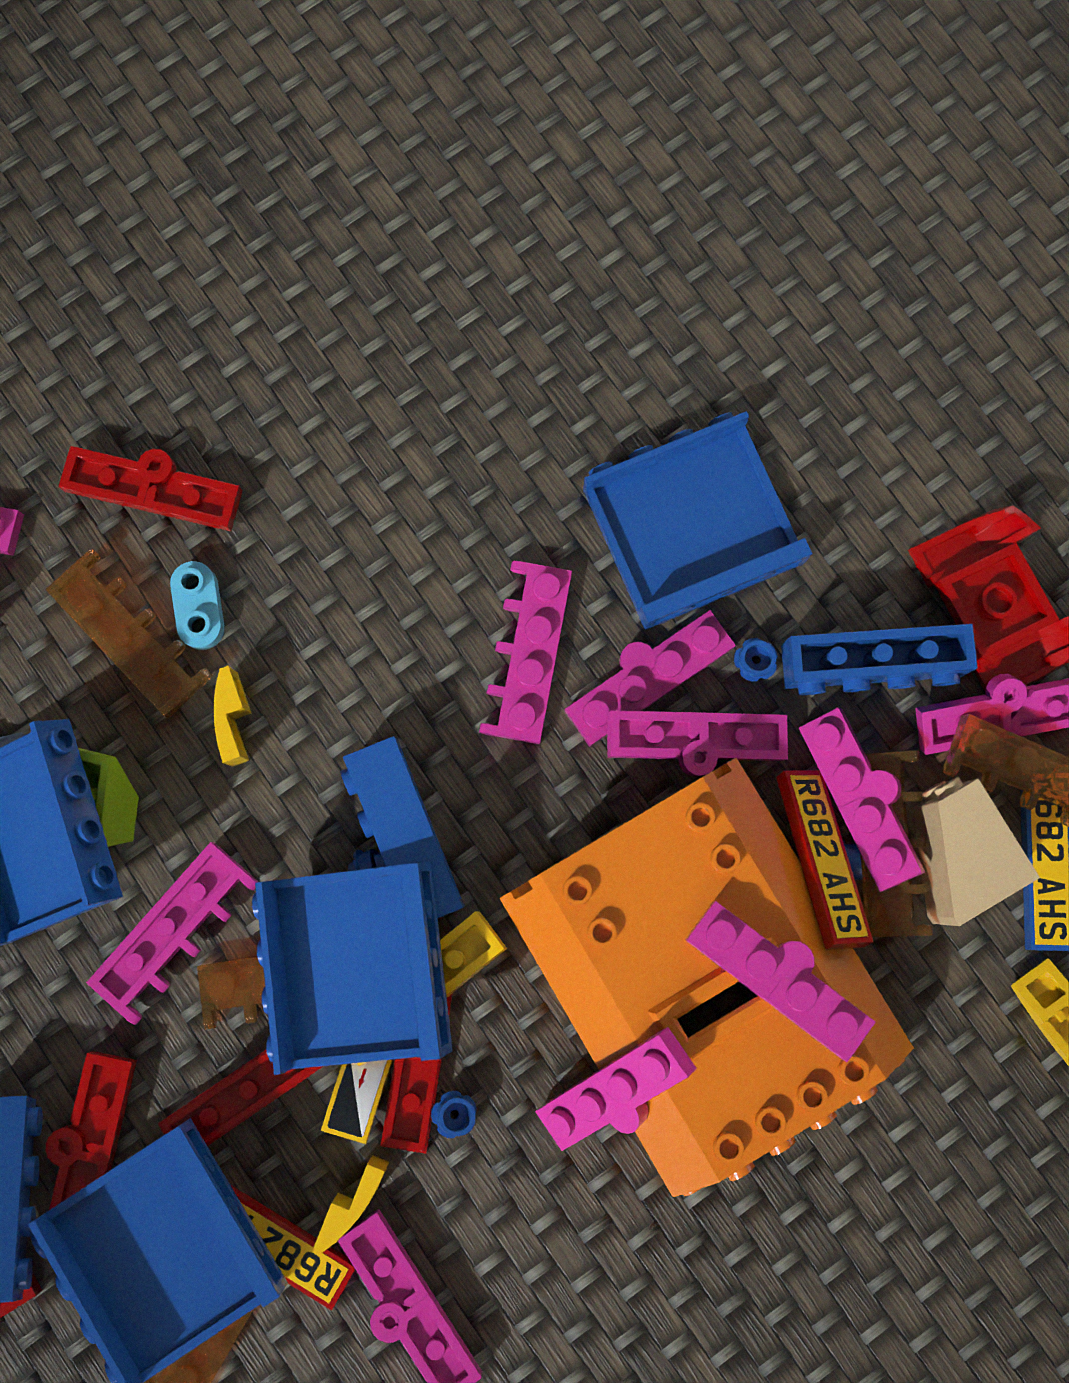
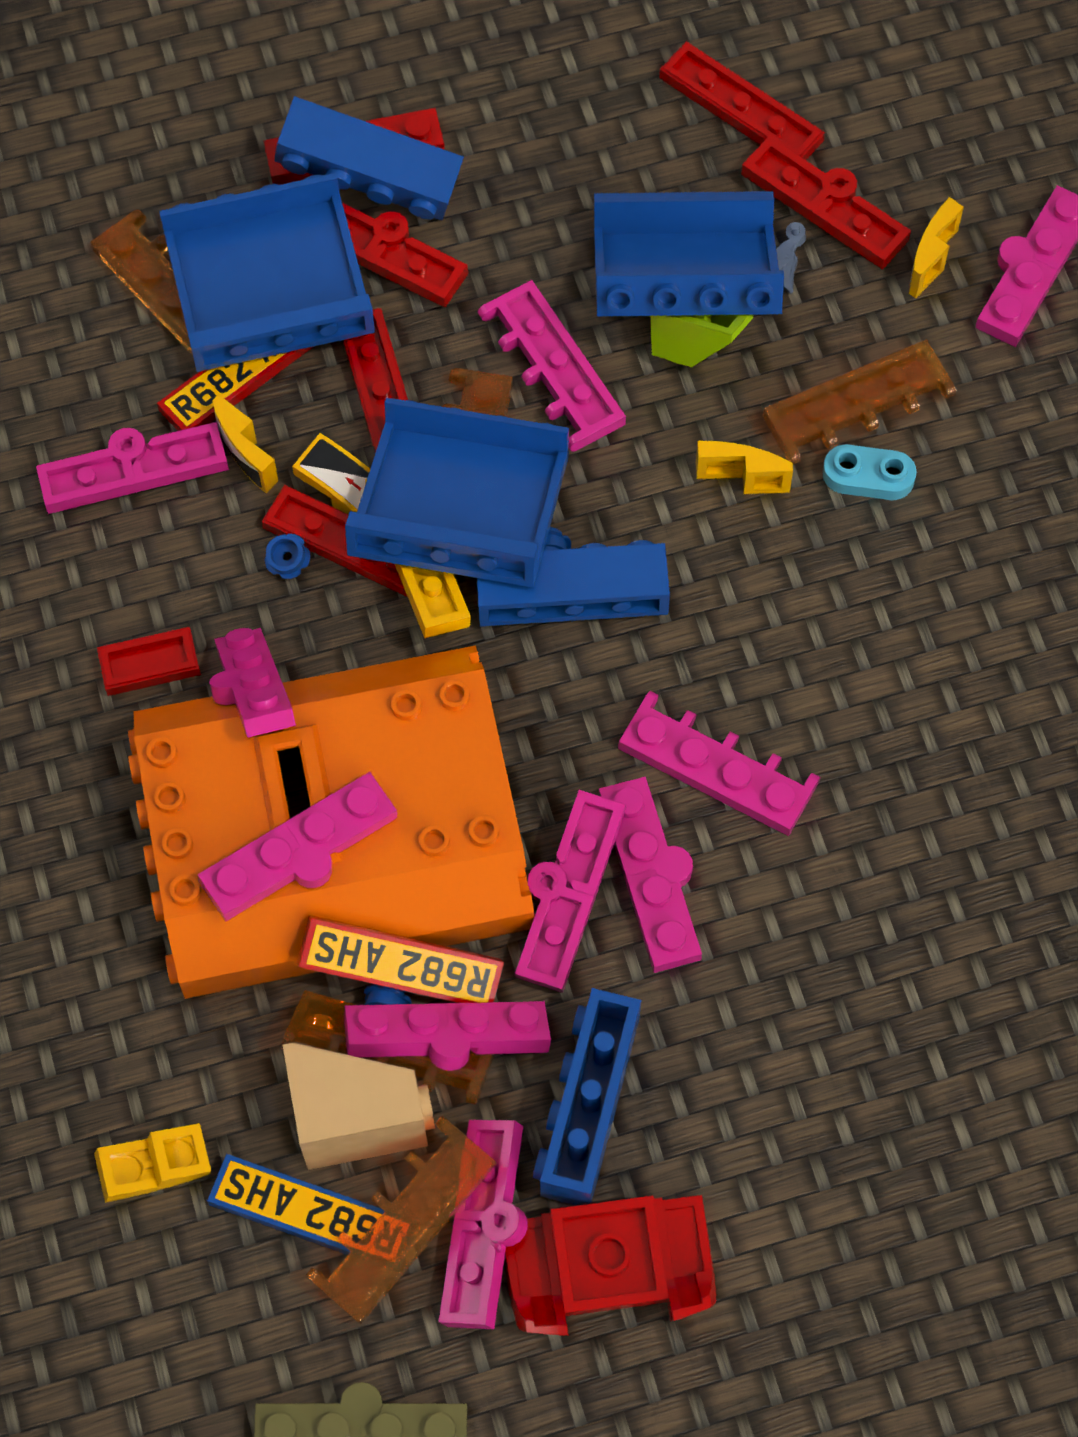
camera: 110 degrees right, 15 degrees down
(151, 486) = (1006, 461): red hinge -> none
(601, 1206) = (148, 661): none -> red tile
(693, 520) = (807, 974): blue panel -> none
(766, 654) = (637, 973): blue plate -> none

